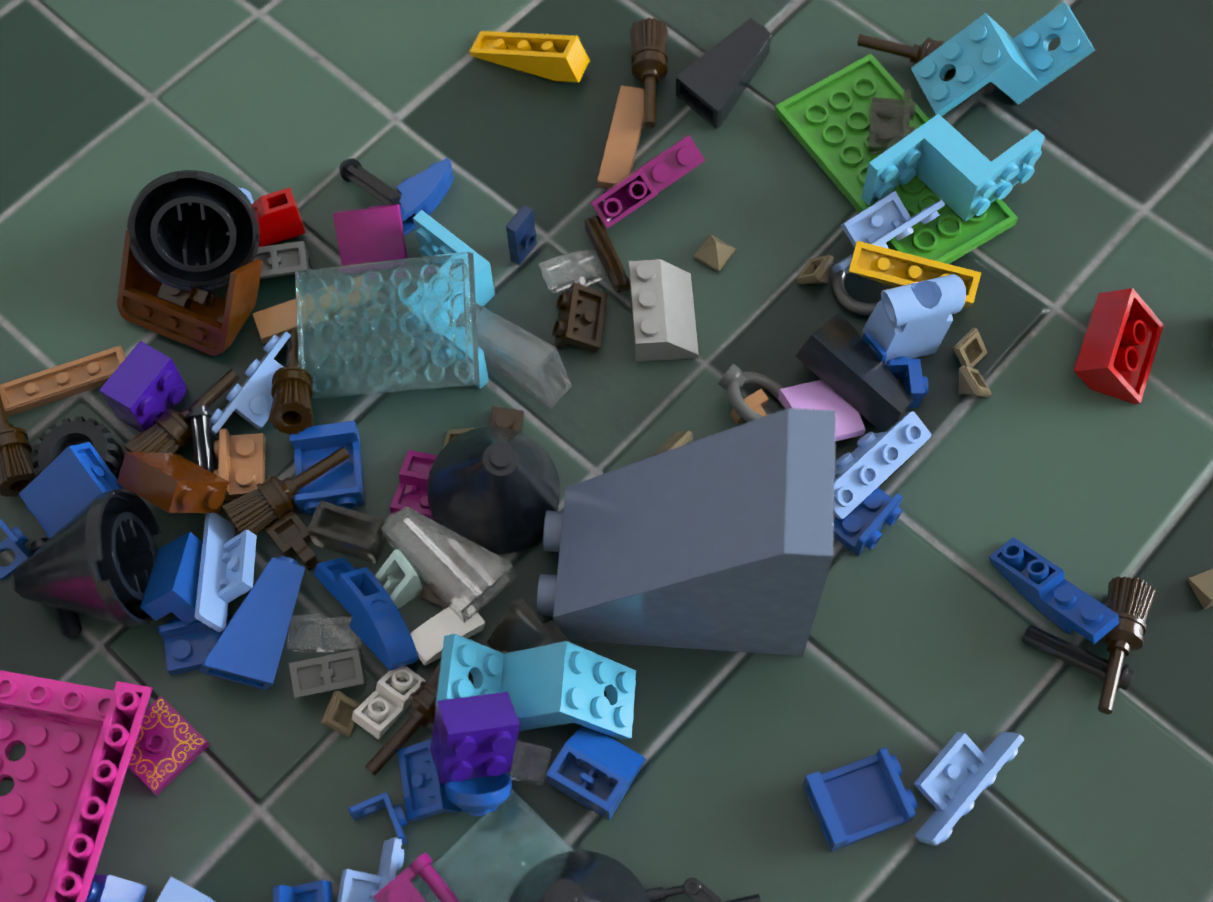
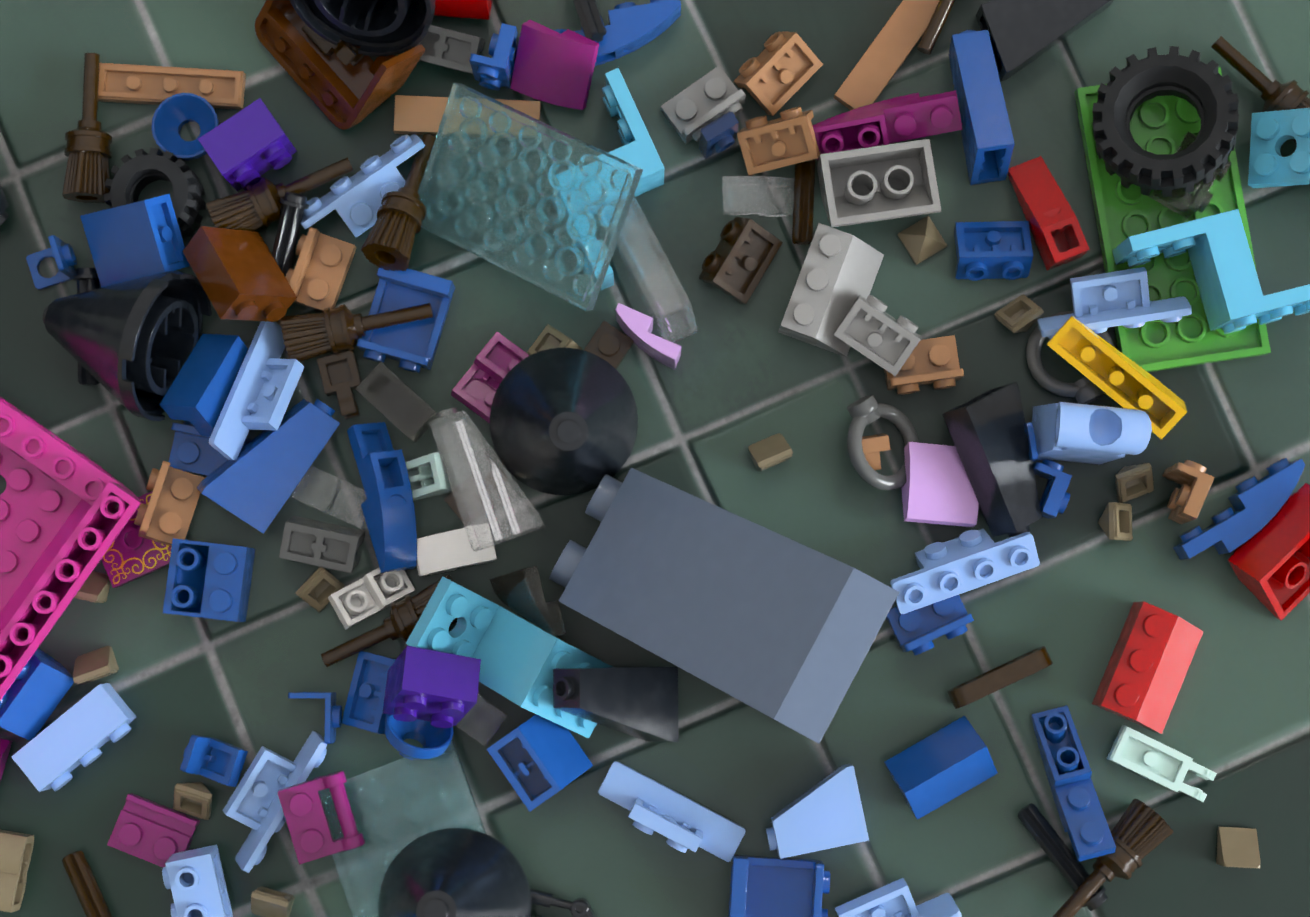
camera: 20 degrees right, 20 degrees up
(80, 391) = (171, 117): none -> blue piece
(133, 804) = (95, 588): none -> dark tan slope
(161, 870) = (95, 665): none -> dark tan slope
(181, 700) = (170, 504): none -> medium nougat bracket
(239, 745) = (209, 580): none -> blue slope
(324, 249) = (499, 69): none -> blue bracket
(491, 232) = (702, 104): none -> light grey bracket
(537, 399) = (639, 329): none -> lavender slope
(547, 181) = (778, 70): none -> medium nougat bracket
(570, 223) = (778, 141): none -> medium nougat bracket
(644, 678) = (622, 698): none -> black slope
(659, 217) = (878, 183): none -> light grey slope
(715, 320) = (878, 334): none -> light grey bracket
(725, 150) = (982, 107): none -> blue slope
(732, 767) = (670, 813): none -> light blue bracket
(759, 336) = (931, 362): none -> medium nougat bracket
(772, 236) = (993, 250): none -> blue bracket
(802, 194) = (1048, 213): none -> red slope
(847, 60) = (1156, 77): none -> black tyre
(863, 713) = (821, 817): none -> light blue slope
(940, 627) = (941, 767): none -> blue piece
(947, 537) = (1000, 677): none -> dark brown beam
(1014, 327) = (1189, 499): none -> medium nougat bracket
(1058, 478) = (1148, 666): none -> red slope
(1066, 335) = (1254, 507): none -> blue slope
(1112, 548) = (1157, 762): none -> light aqua hinge

